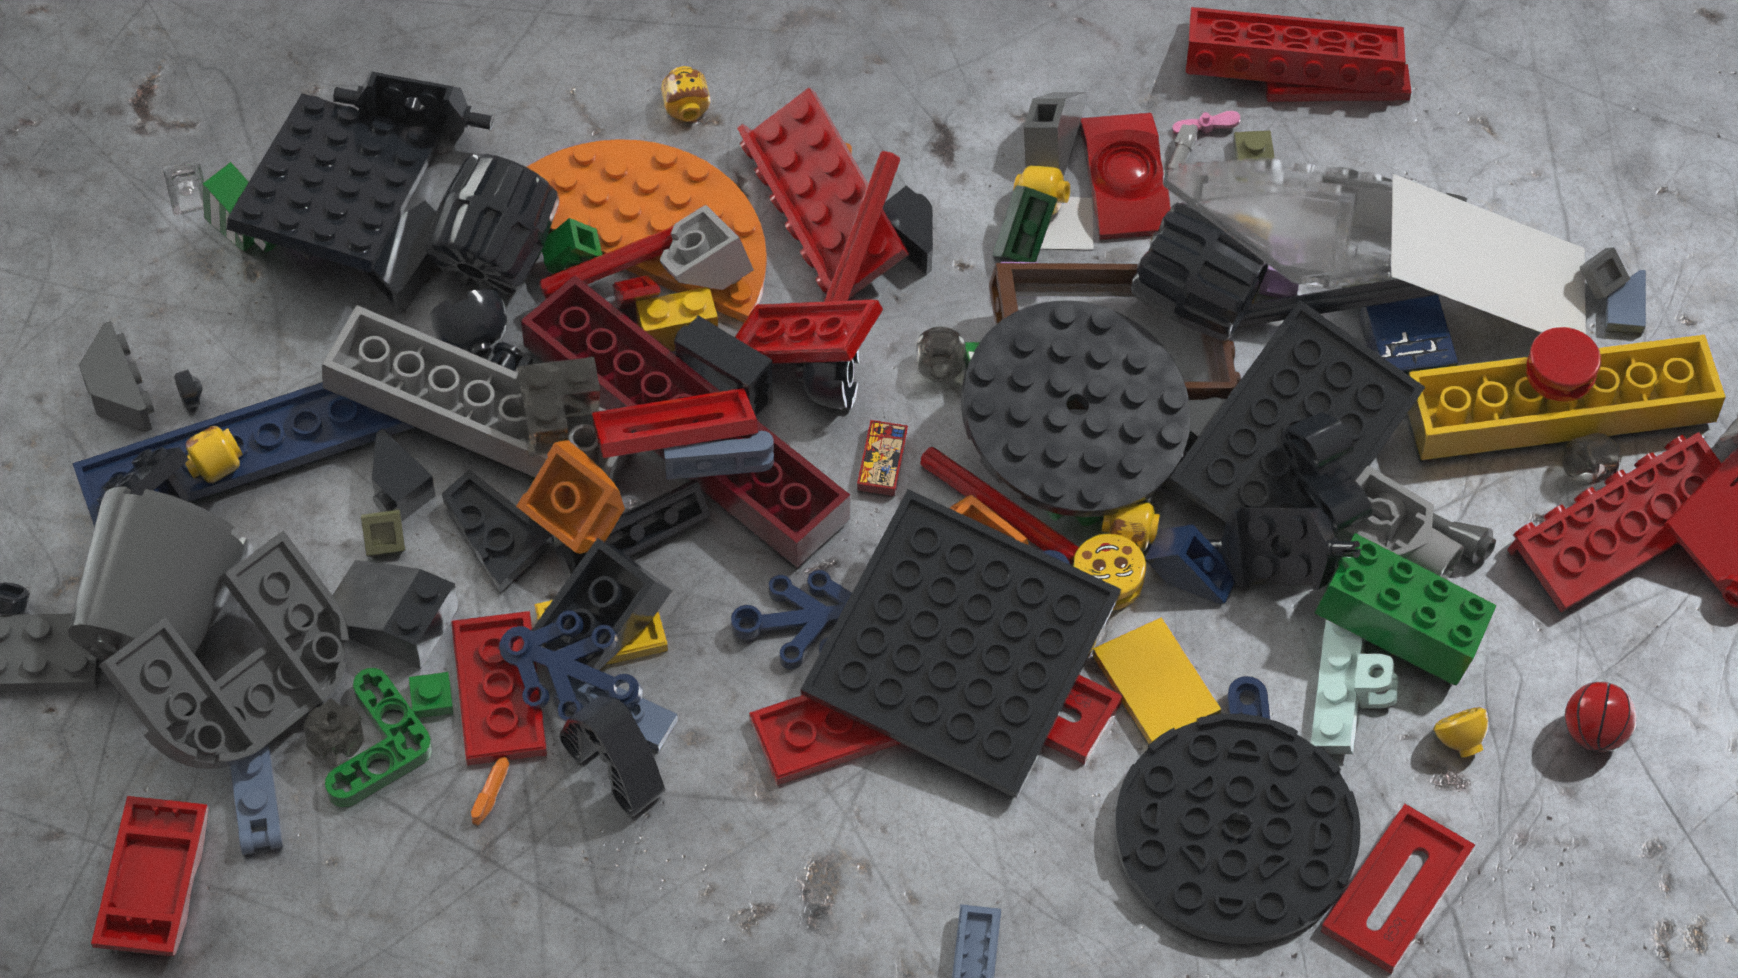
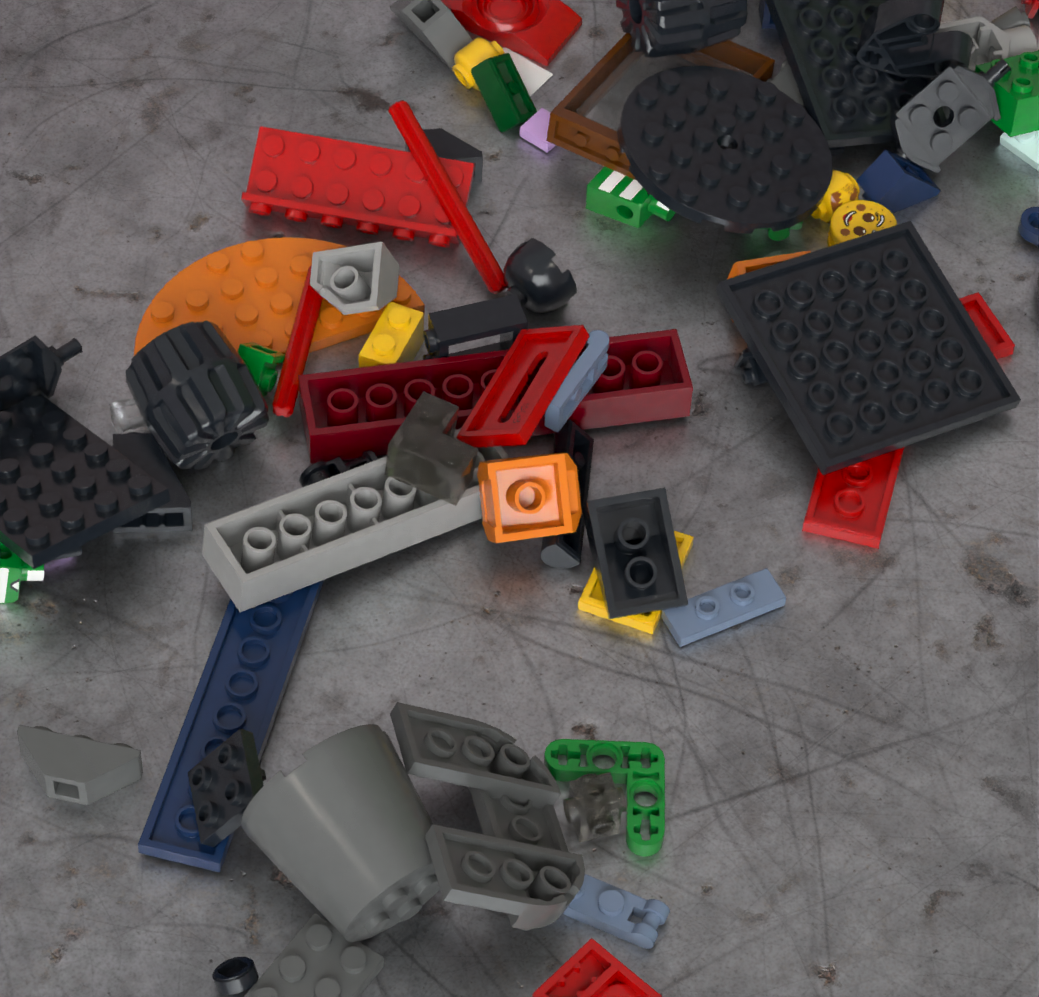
camera: 55 degrees left, 5 degrees down
(188, 388) = (136, 716): black tile -> none
(212, 454) = (244, 713): yellow head -> none
(383, 532) = (417, 660): olive plate -> none
(396, 609) = (506, 688): black slope -> none
(398, 478) = (368, 619): black slope -> none
(431, 695) = (604, 721): green plate -> none
(471, 323) = (271, 473): black cylinder -> none
(487, 797) = (737, 743): orange piece -> none
(491, 692) = (635, 674): red tile -> none
(495, 528) = (480, 583): black wing -> none
(564, 663) = (669, 608): dark blue plant -> none
(612, 730) = (779, 595): black connector -> none
(633, 290) = (345, 349): red slope -> none
(685, 92) = (166, 215): yellow head -> none
(809, 330) = (498, 260): red tile -> none
(812, 616) = (761, 403): dark blue plant -> none
(882, 458) = (633, 304): tile -> none
(940, 354) = (575, 210): clear smoke head -> none
(1009, 511) = (721, 265): red axle -> none
(1155, 679) = (993, 267): yellow tile -> none

